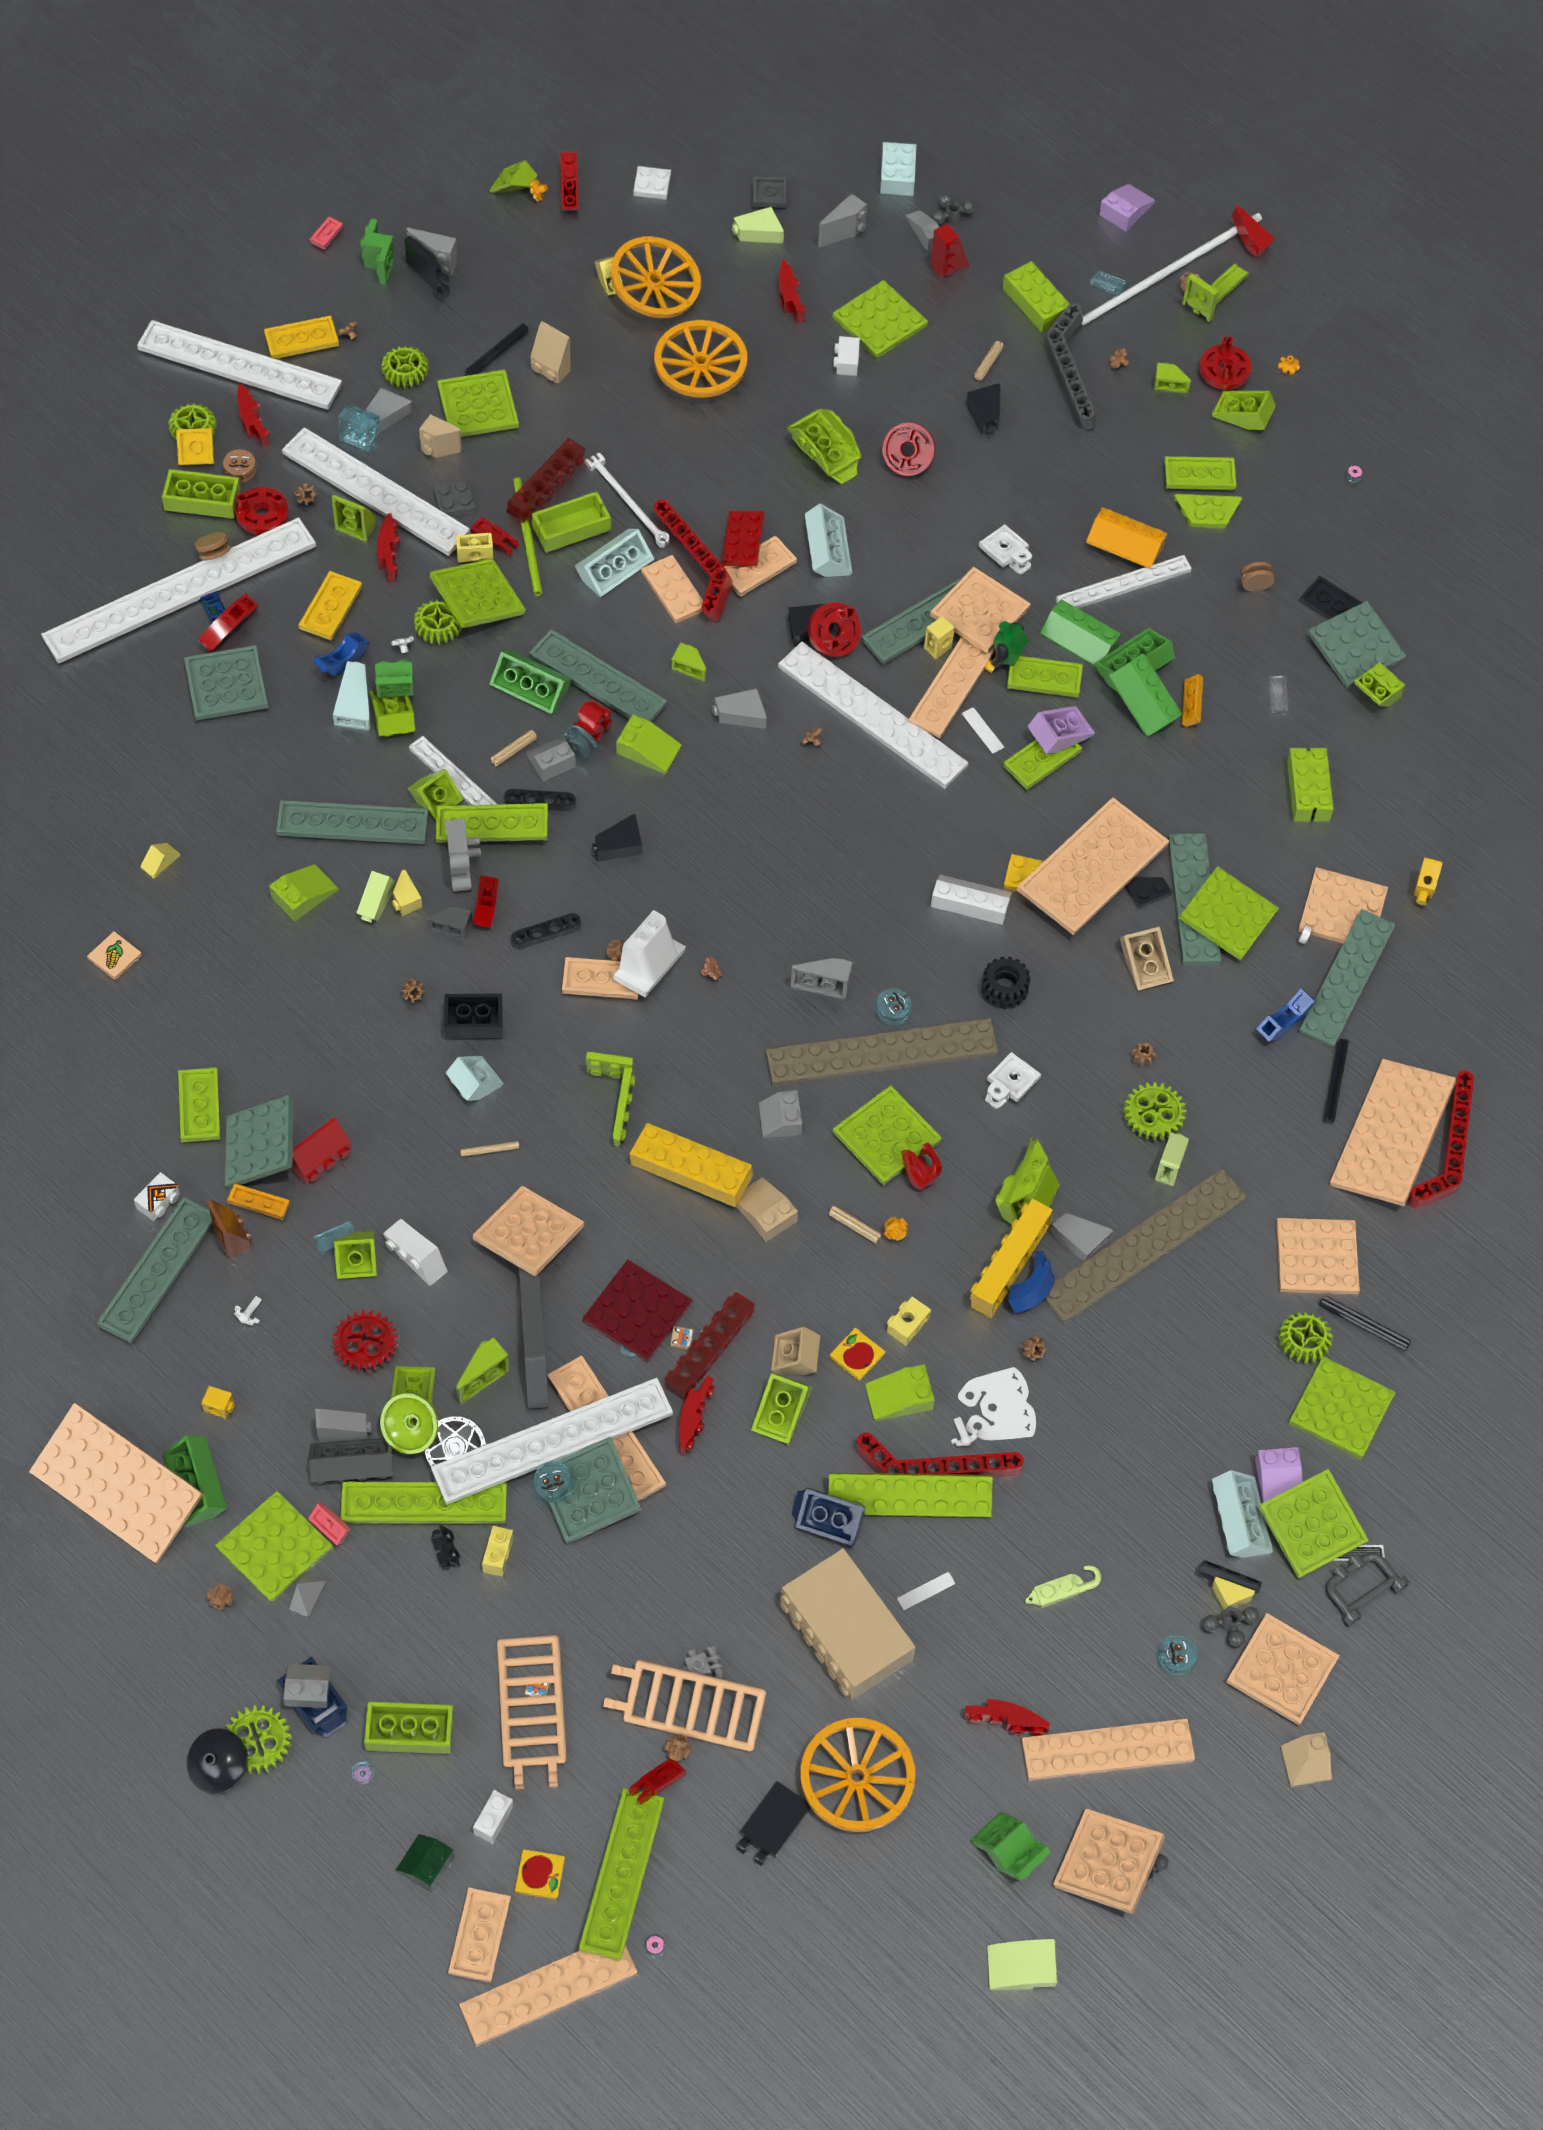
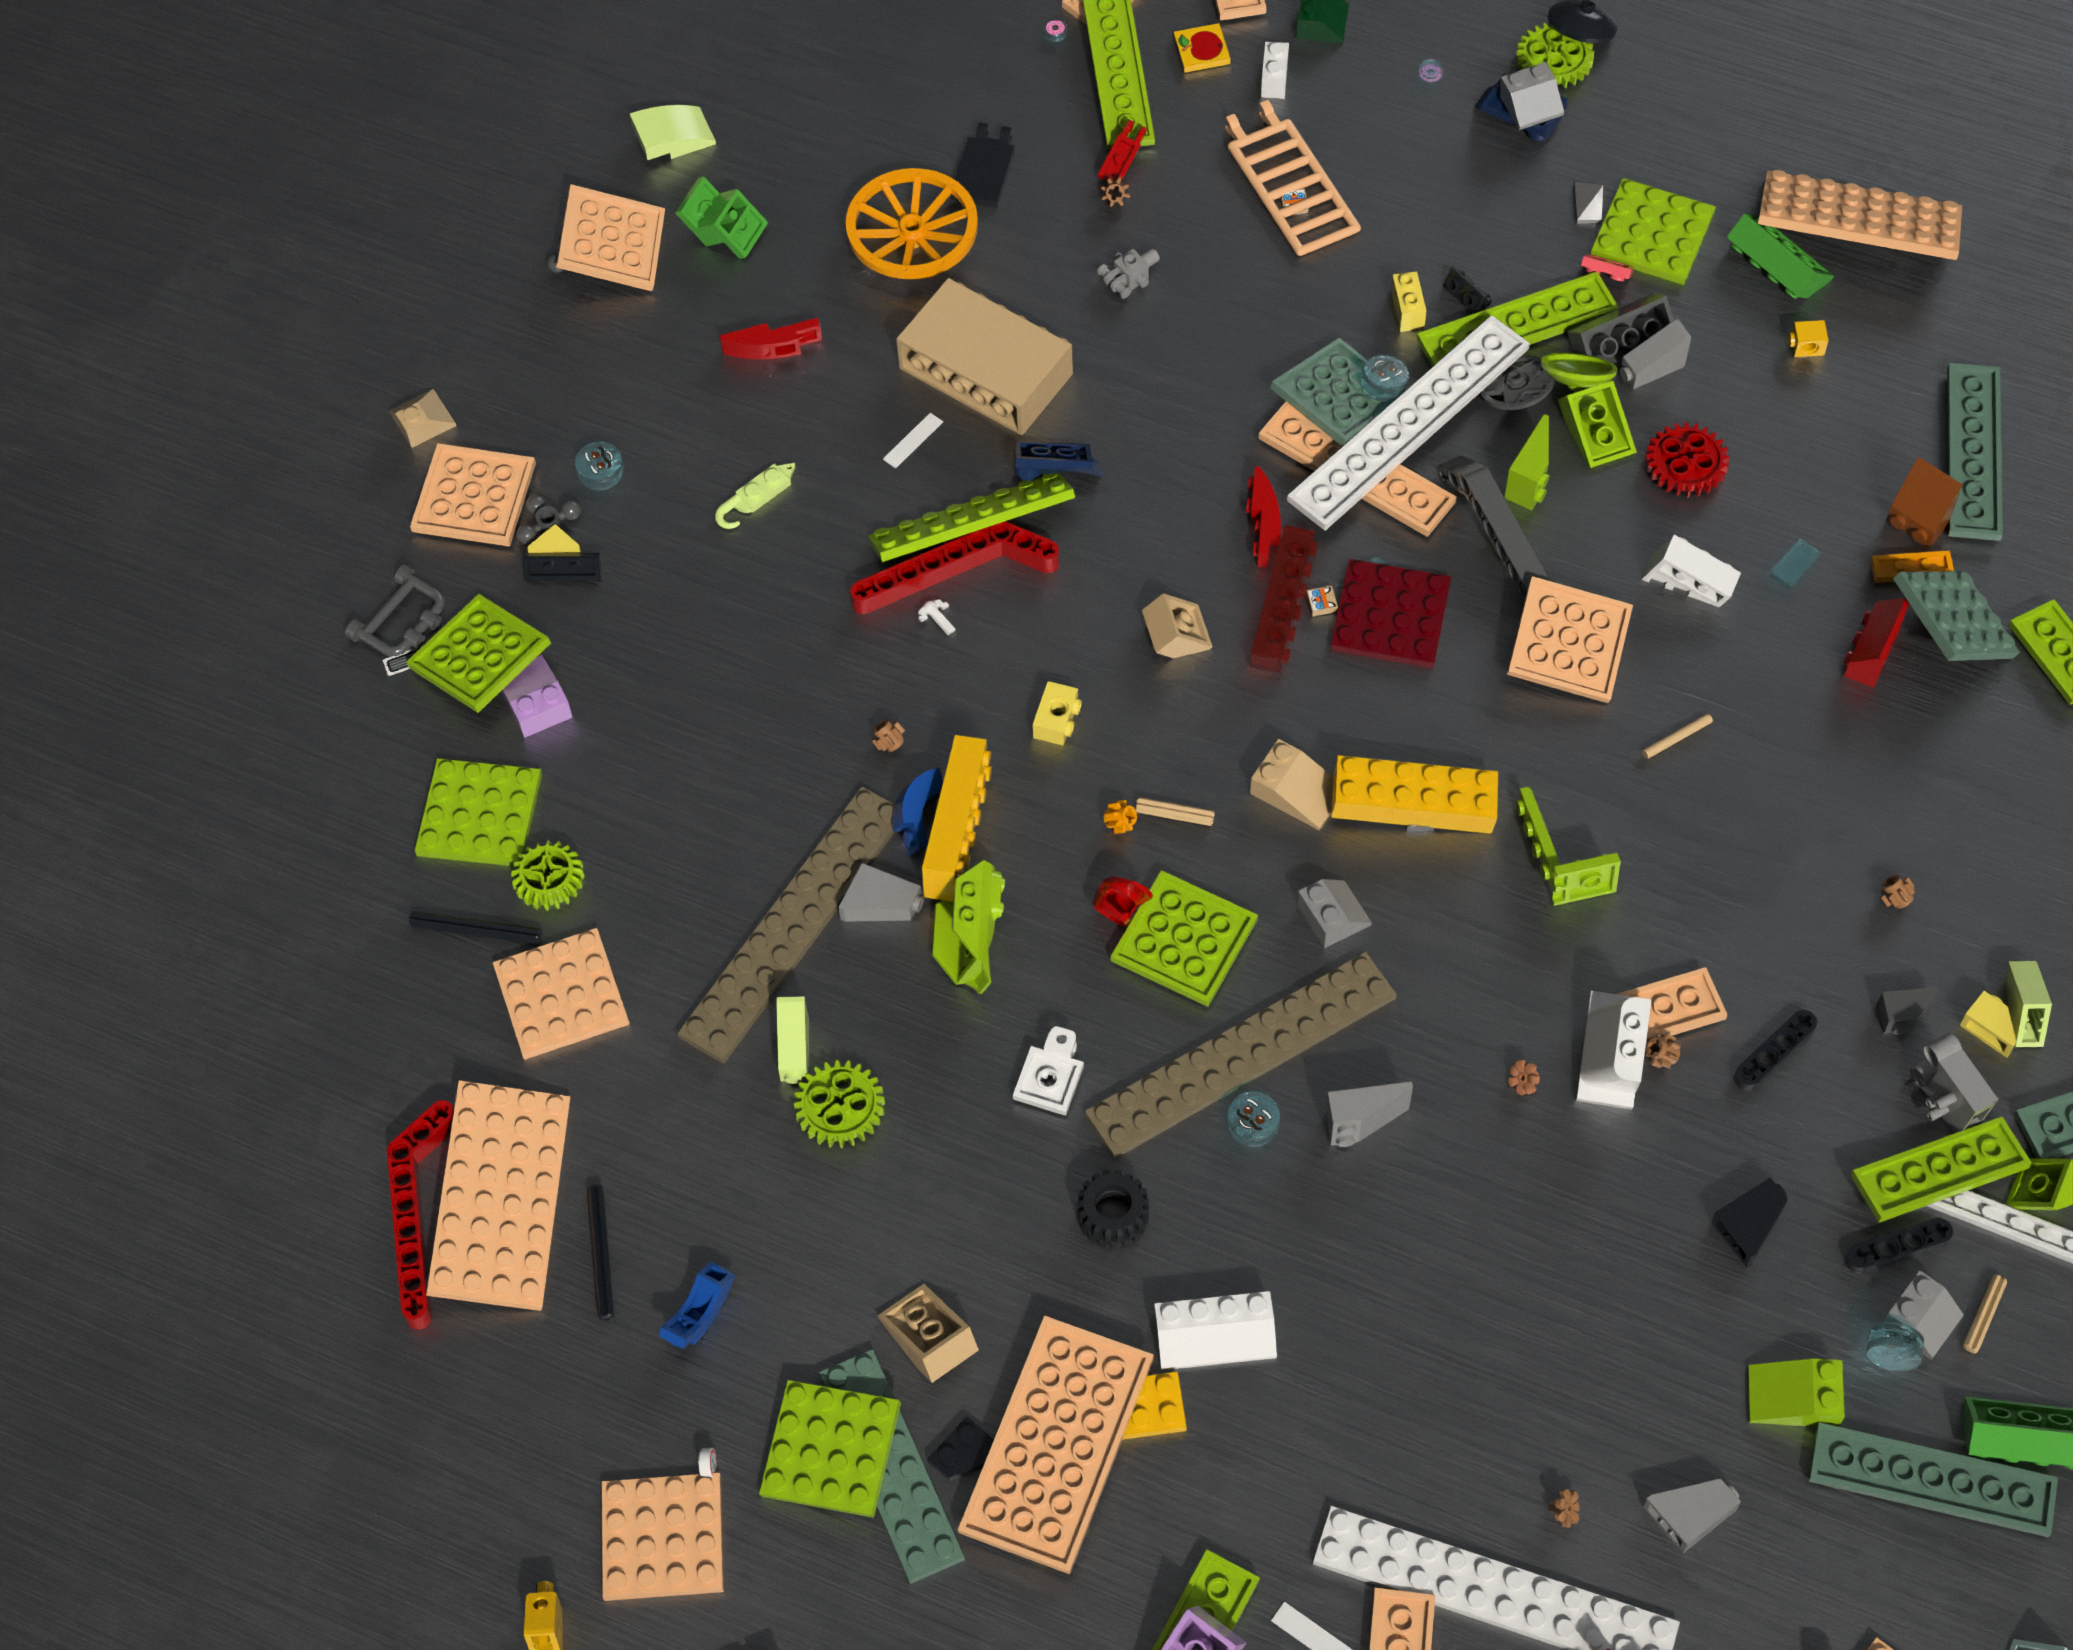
camera: 165 degrees right, 0 degrees up
(157, 1197) = (2032, 526): white brick -> none
(220, 1596) = (1677, 159): medium nougat gear -> none
(245, 1317) = (1840, 440): white piece -> none
(356, 1255) = (1757, 548): lime slope -> none
(409, 1728) = (1405, 110): lime brick -> none
(473, 1015) = (1797, 882): black brick -> none
(473, 1077) = (1748, 811): light aqua slope -> none
(485, 901) = (1881, 1057): red slope -> none
(594, 719) = (1896, 1386): red brick -> none
(689, 662) = (1814, 1564): lime slope -> none
(700, 1680) = (1144, 242): light nougat bar -> none
(781, 1407) = (1164, 563): lime slope -> none
(857, 1354) = (1102, 658): tile -> none
(900, 1393) = (1028, 629): lime slope -> none
(1010, 1403) = (892, 669): white piece -> none
(1107, 1749) = (645, 354): light nougat plate -> none
(1143, 1054) = (883, 1188): medium nougat gear -> none
(1240, 1515) = (576, 648): light aqua slope -> none
(1347, 978) = (624, 1415): sand green plate -> none

